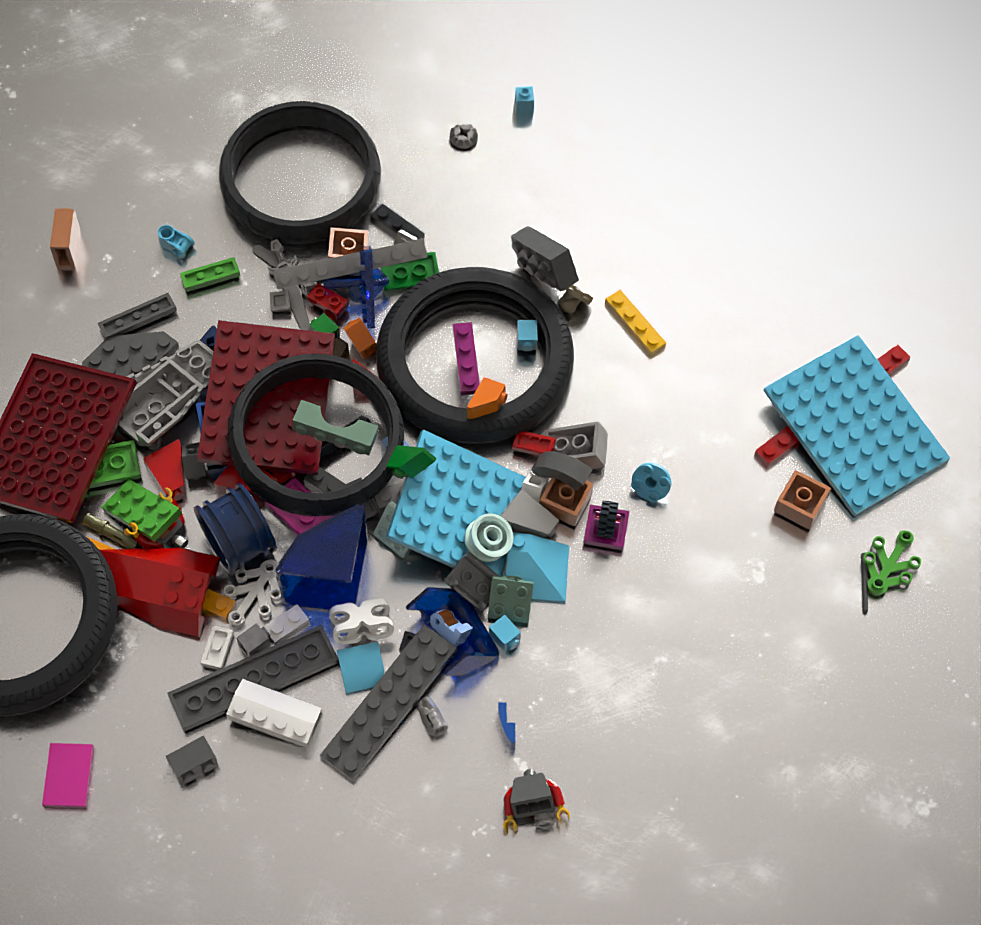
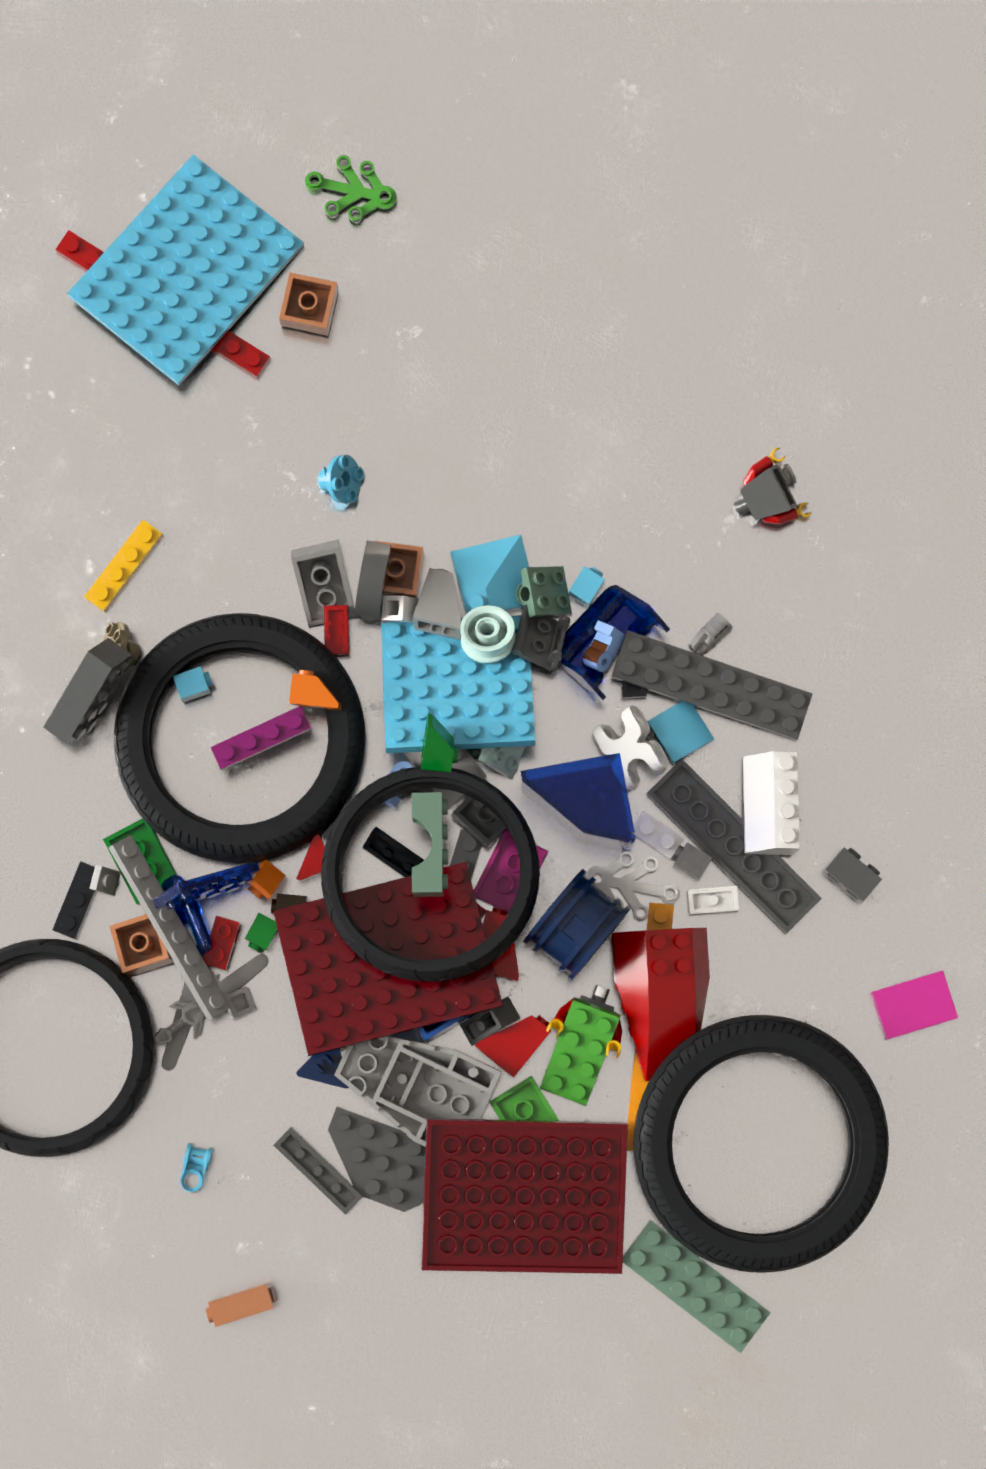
camera: 105 degrees left, 20 degrees up
(104, 528) = (613, 1082): olive pin -> none
(210, 274) = (228, 1105): bright green plate -> none
(507, 728) = (699, 544): blue slope -> none
(606, 525) = (414, 515): magenta plate -> none
(864, 584) = (386, 213): dark grey axle -> none

